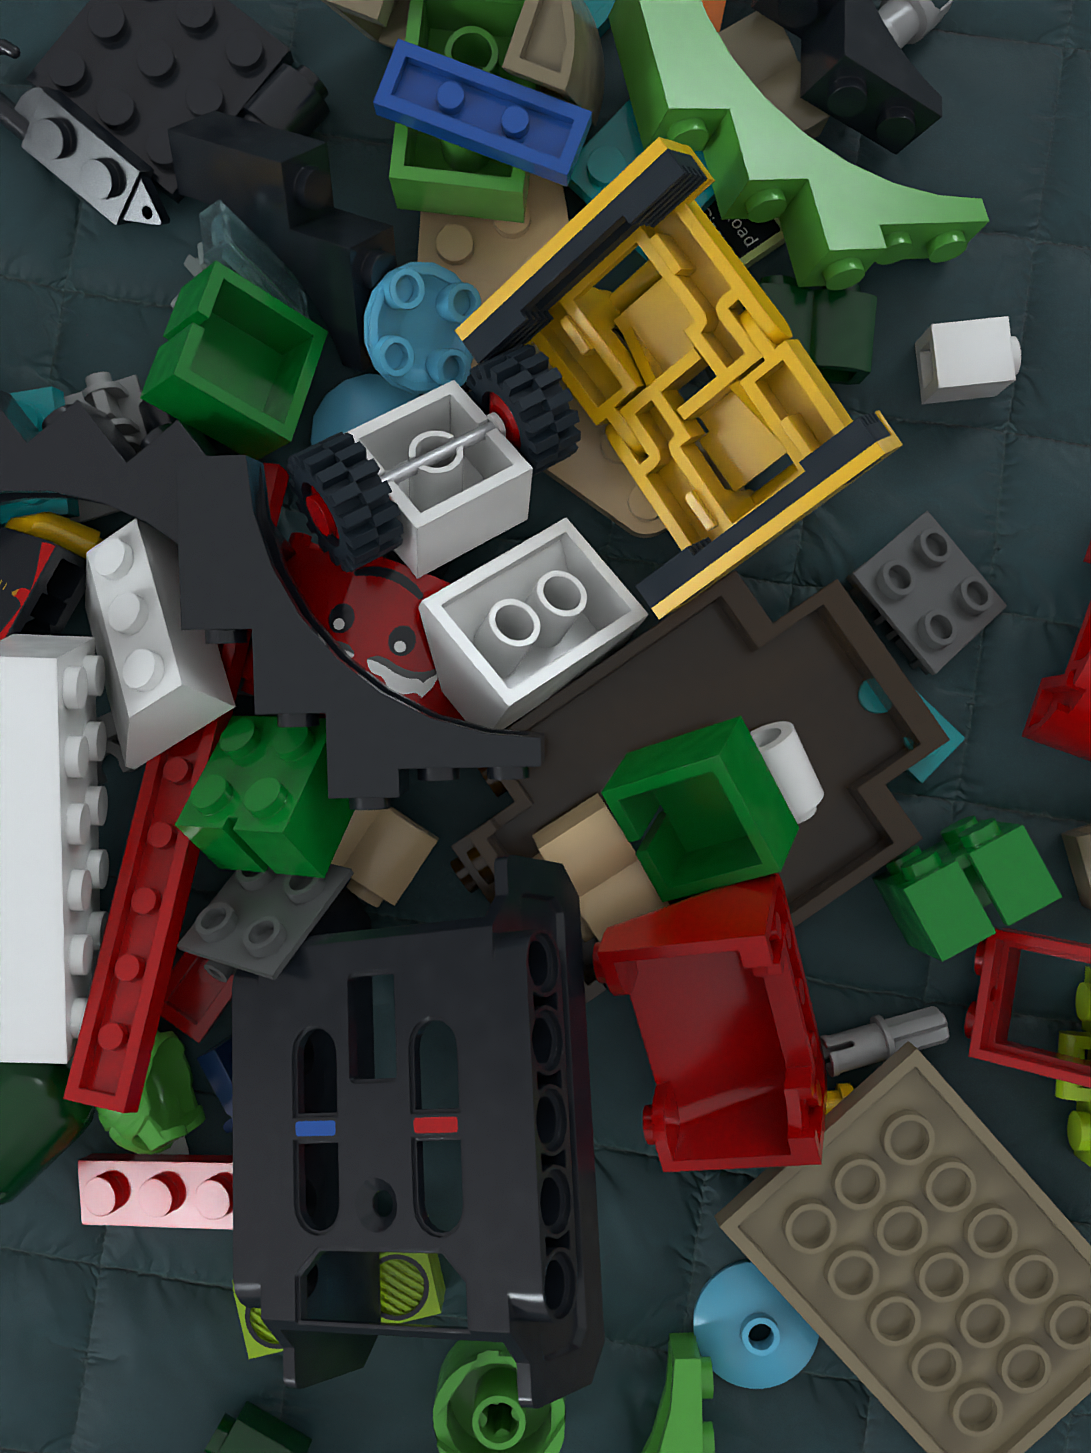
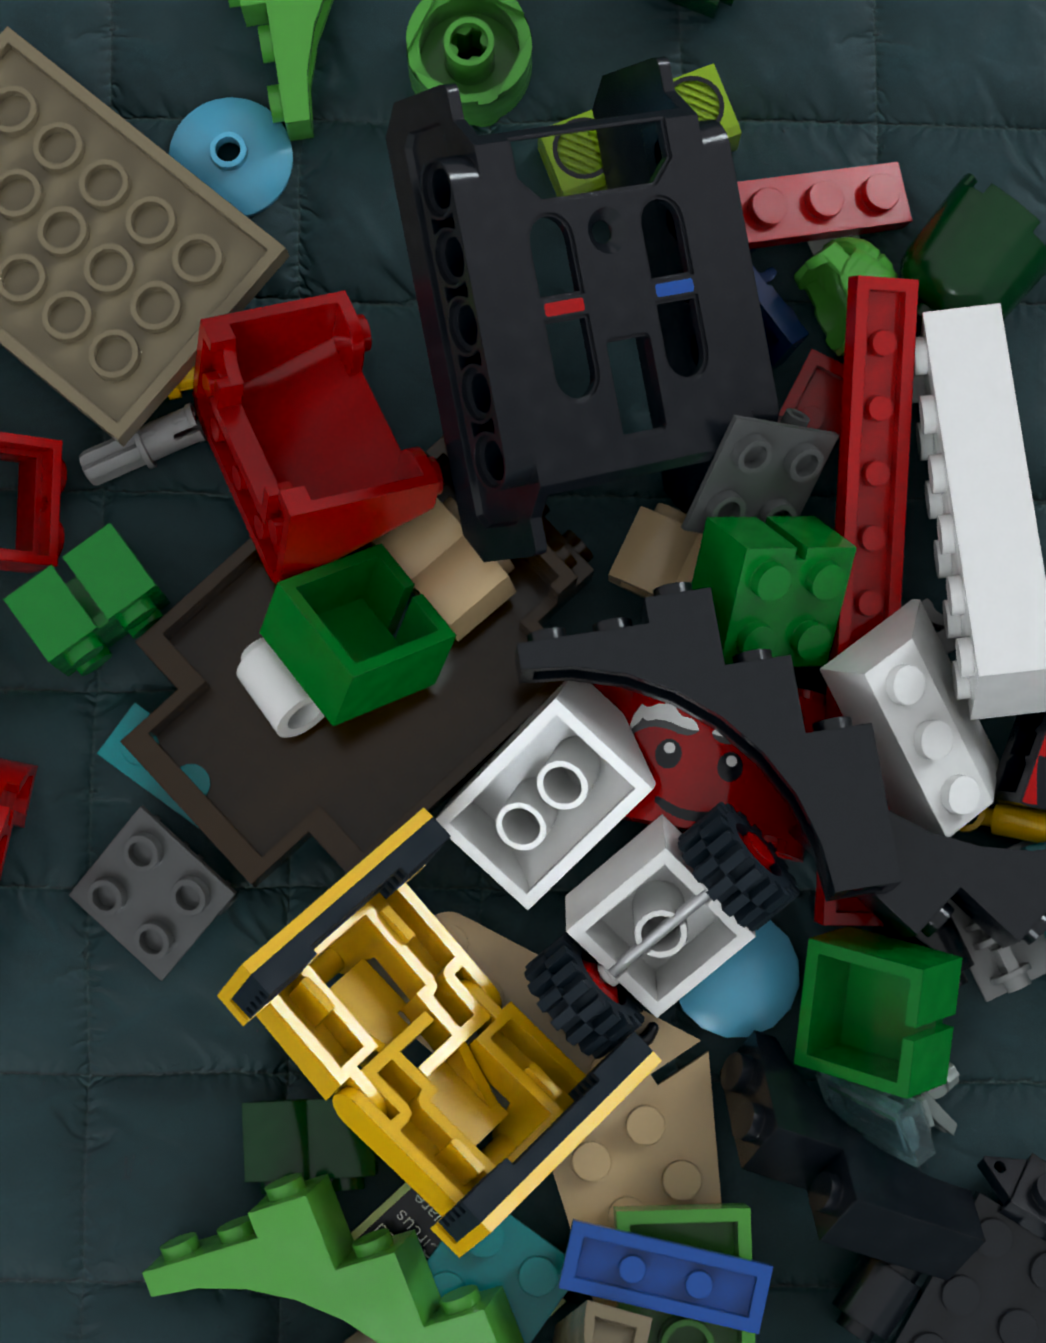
camera: 170 degrees right, 5 degrees down
(413, 327) = (702, 1077): medium azure dish -> none
(966, 359) = (142, 1135): white brick -> none

